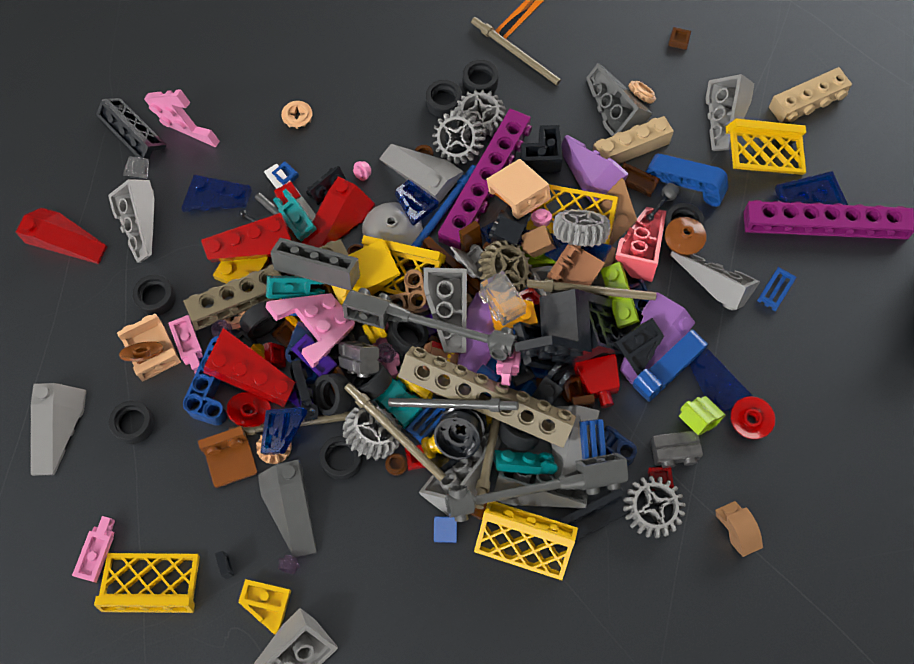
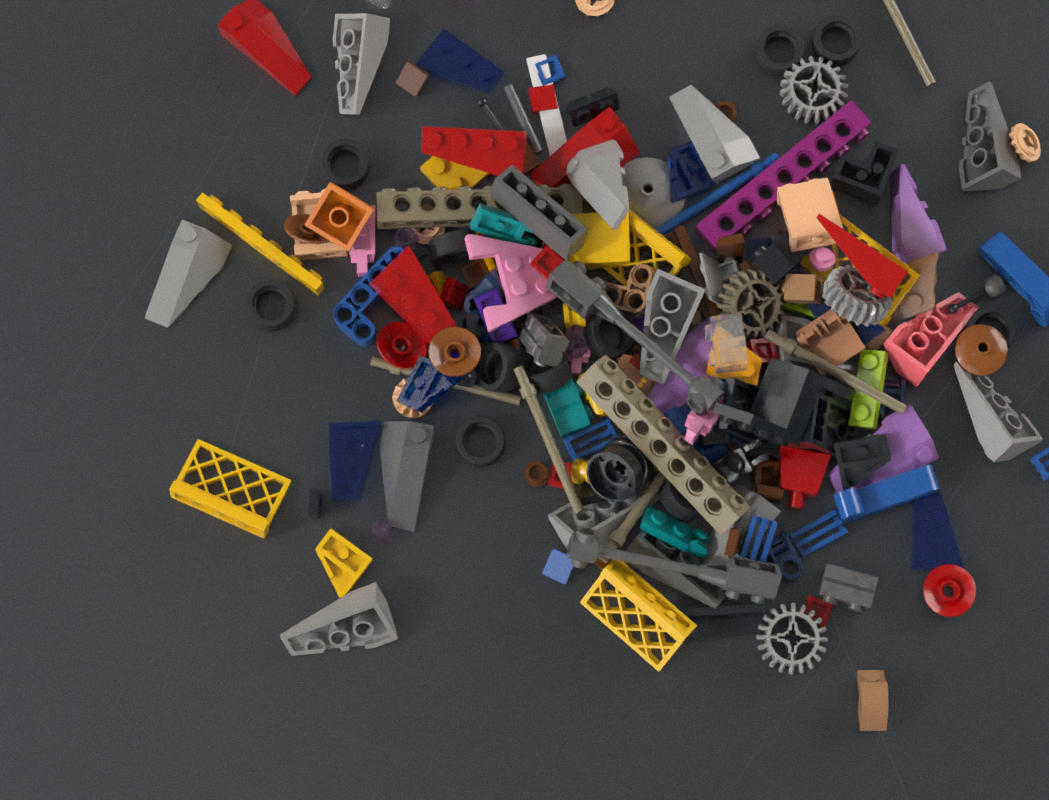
camera: 25 degrees right, 10 degrees up
(95, 551) = (186, 431): bright pink hinge -> none
(100, 376) = (270, 249): none -> yellow plate
(160, 329) = (339, 216): none -> orange slope
(183, 216) = (412, 78): none -> reddish brown tile
(228, 456) = (361, 390): dark orange bracket -> none
(240, 514) = (350, 456): none -> clear blue wing
(288, 386) = (454, 340): none -> dark orange dish
(295, 216) = (540, 134): teal hinge -> none
(336, 298) = (546, 261): none -> red tile
(354, 225) = (599, 180): none -> light grey wedge
(362, 170) = (642, 106): bright pink plate -> none
(367, 437) = (518, 431): light grey gear -> none
(463, 130) = (767, 103): light grey gear -> none
(493, 404) = (664, 458): dark grey bar -> none
(575, 449) = (733, 541): none -> reddish brown tile
(586, 198) = (873, 266): none -> red wedge
(636, 141) = (980, 206): tan brick -> none
(640, 180) = (965, 253): reddish brown tile -> none
(643, 404) = (837, 523): none -> blue tile
(701, 415) = (891, 563): lime brick -> none

